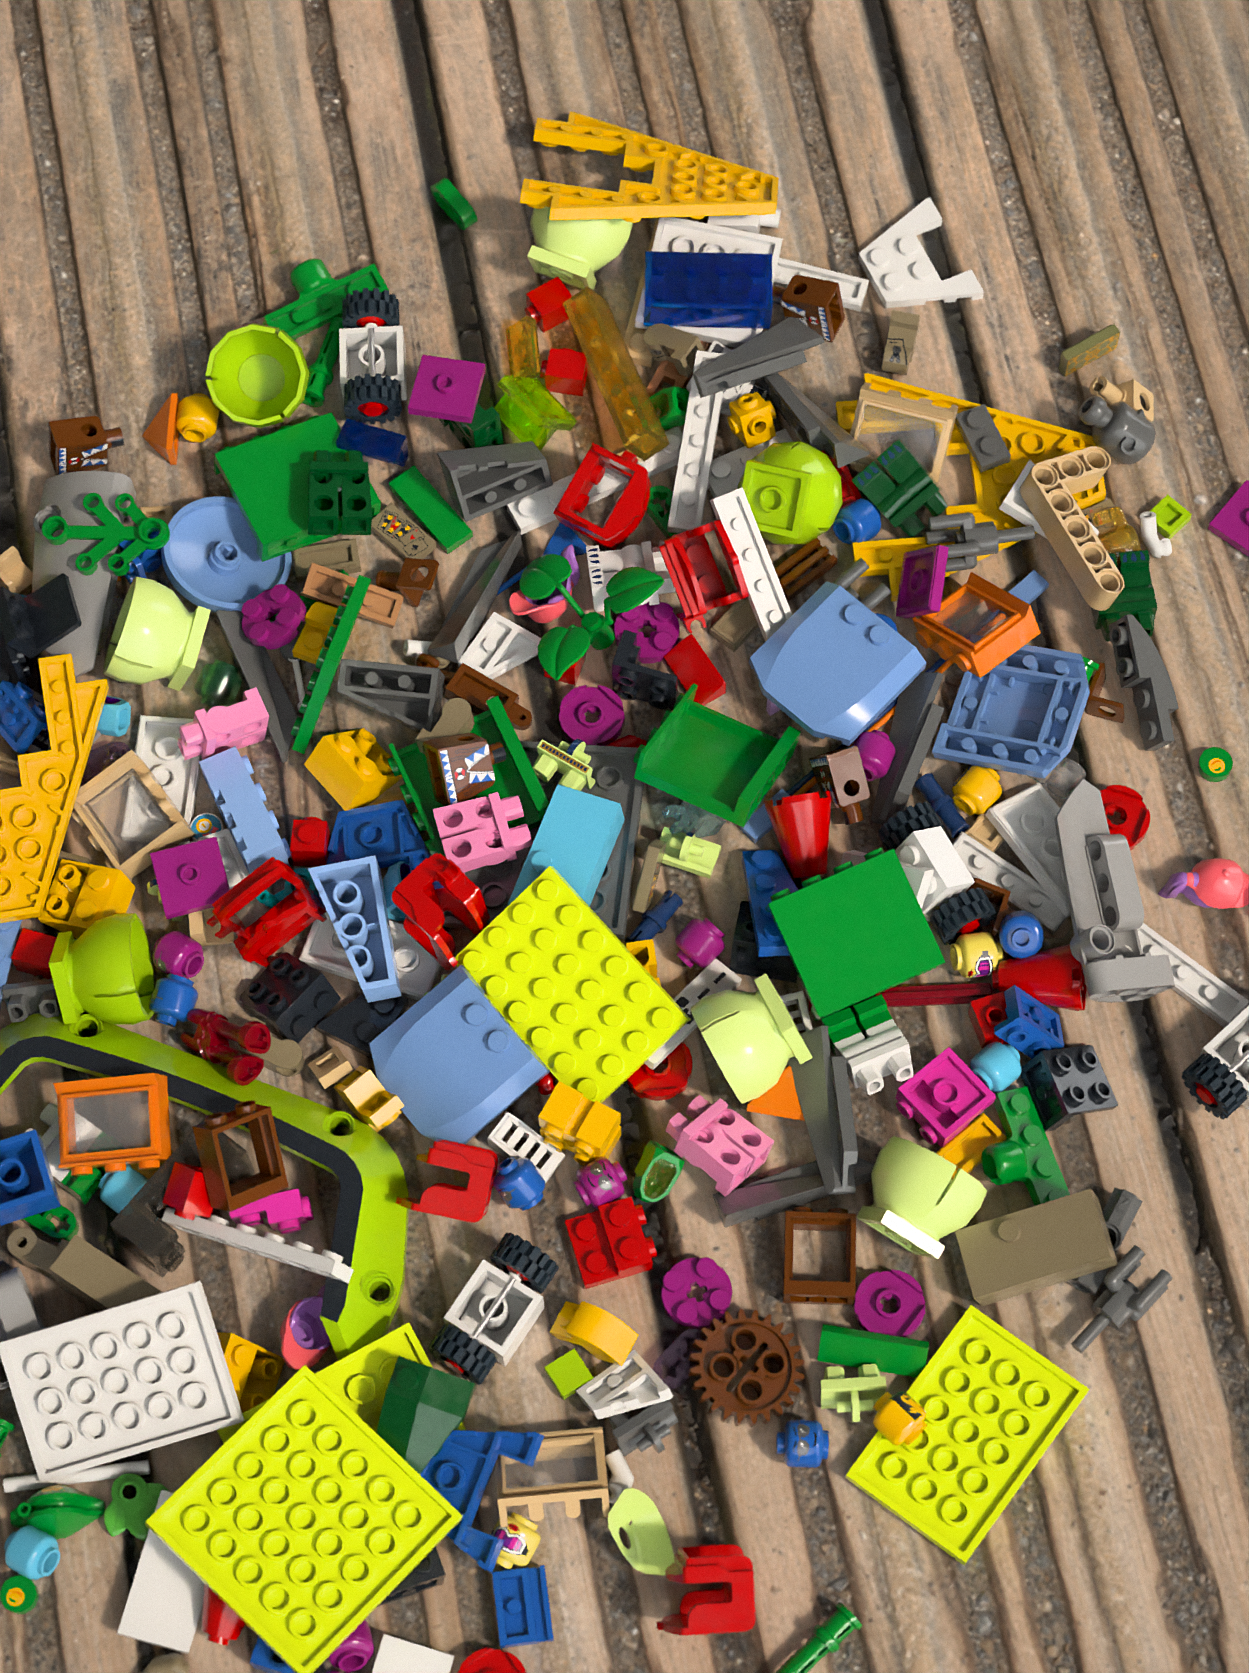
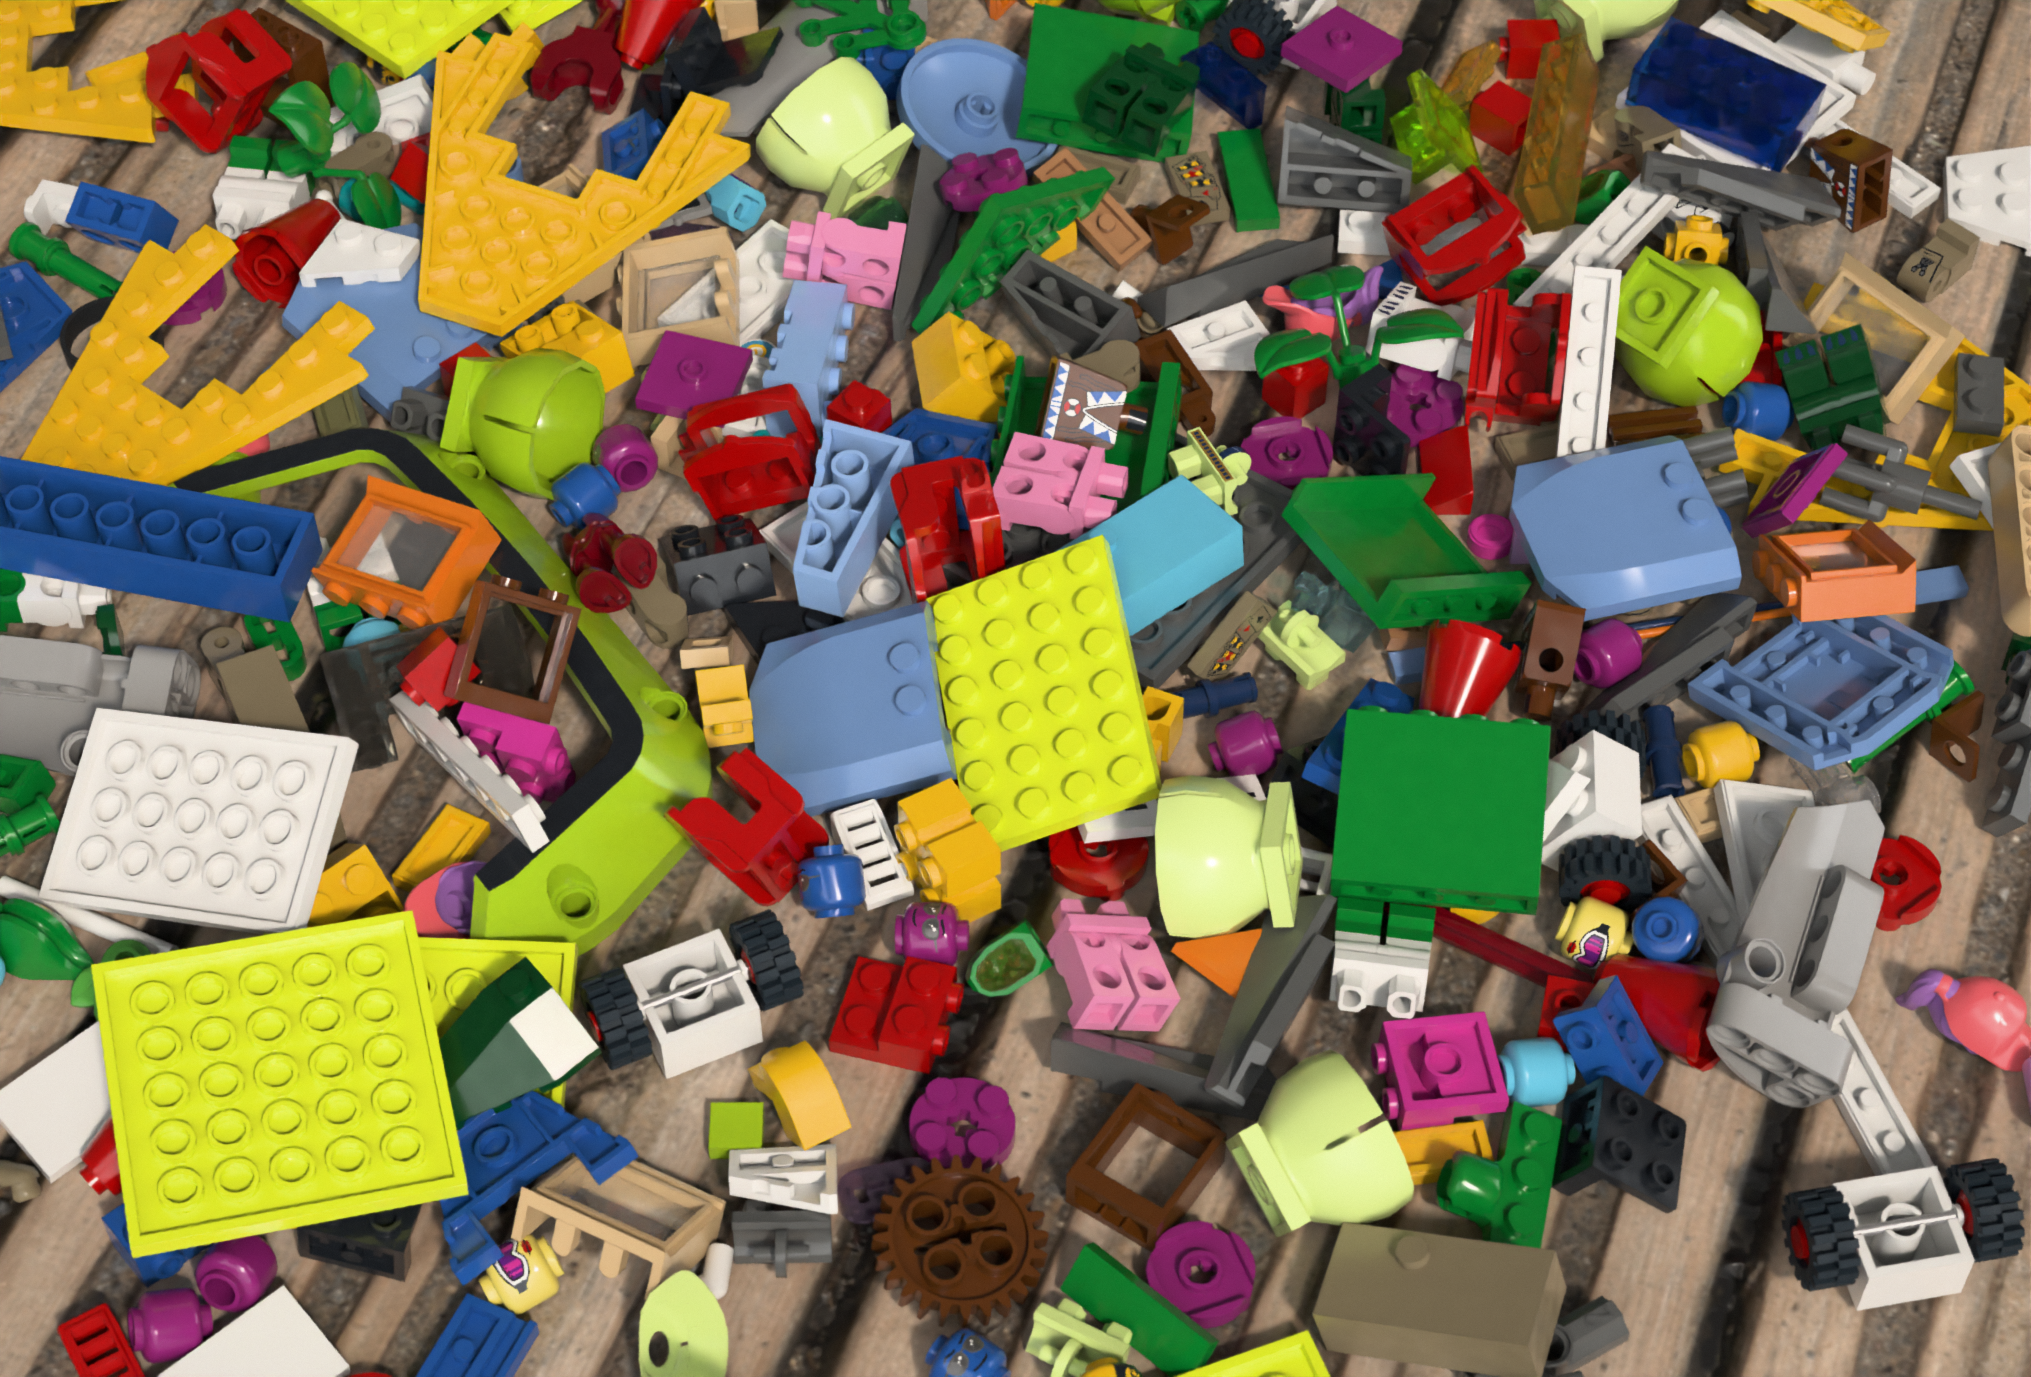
camera: 30 degrees right, 15 degrees down
(262, 1300) = (448, 840): none -> yellow tile
(748, 704) = (1490, 536): none -> dark pink tile

